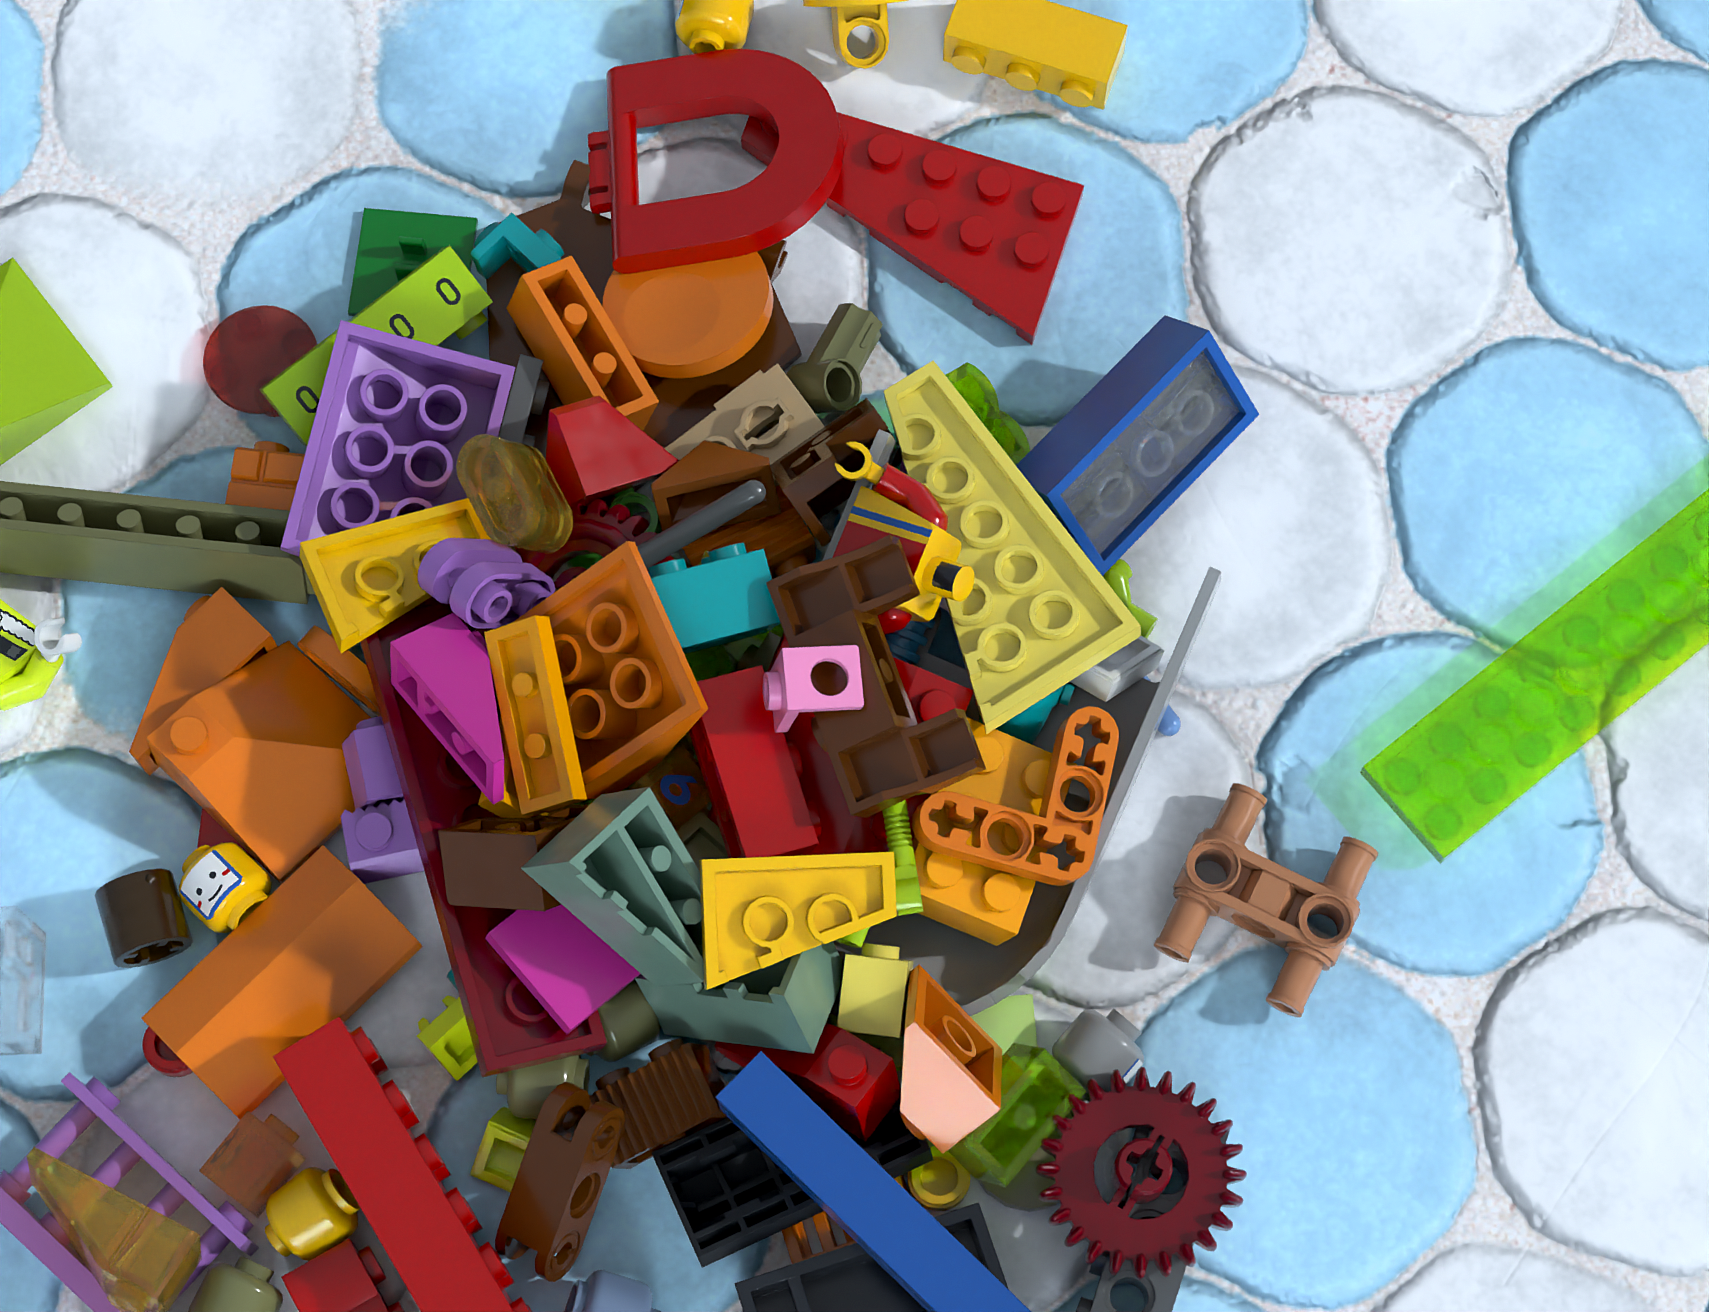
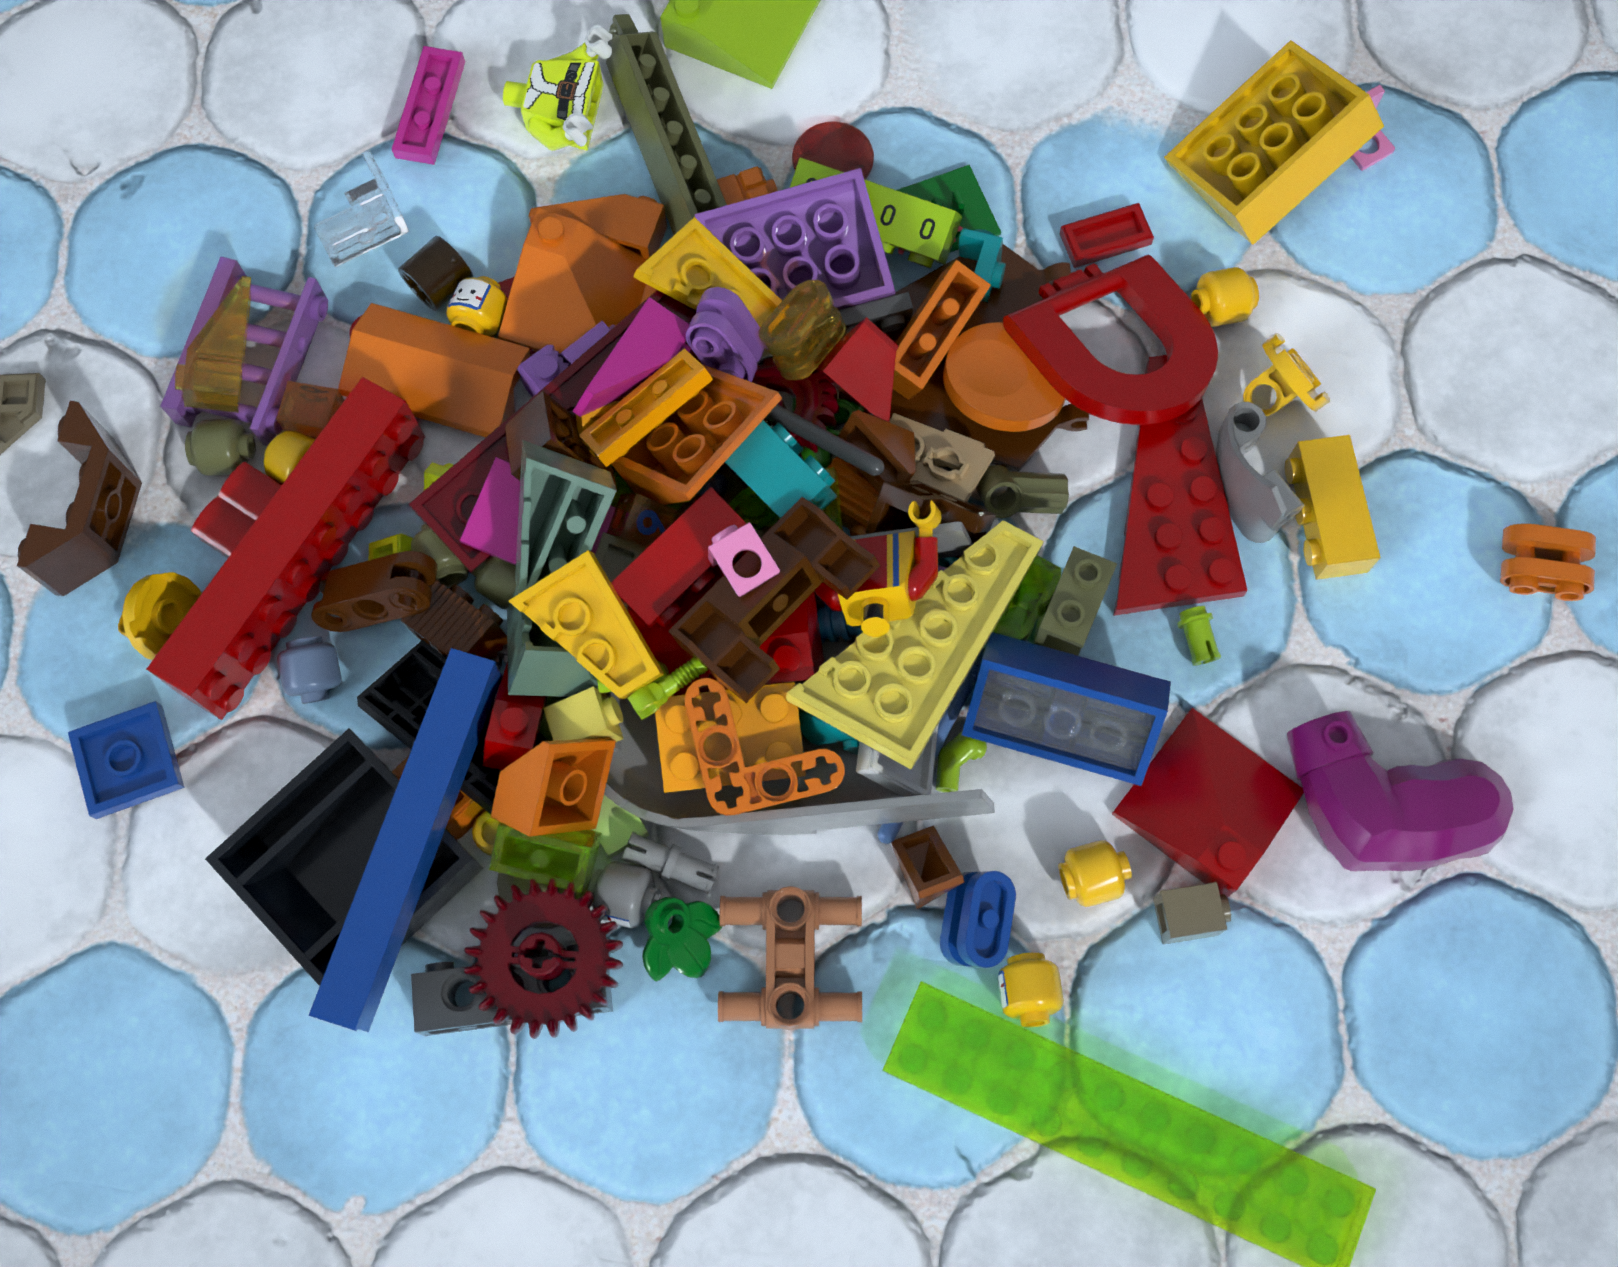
camera: 65 degrees right, 0 degrees up
(552, 103) = (1106, 235): none -> red tile
(983, 121) = (1254, 501): none -> light grey panel
(1023, 366) = (1075, 602): none -> olive panel
(1084, 983) = (670, 862): none -> light grey pin
(1109, 263) = (1199, 635): none -> lime pin
(1181, 1013) = (683, 942): none -> green plate
(1233, 694) = (926, 865): none -> dark orange slope
(1315, 356) = (1209, 803): none -> red slope
(1324, 666) = (978, 920): none -> blue brick
(1331, 517) = (1094, 873): none -> yellow head
(1420, 174) = (1397, 815): none -> magenta piece
(1425, 440) = (1191, 913): none -> dark tan brick
(1428, 652) = (1030, 989): none -> yellow head

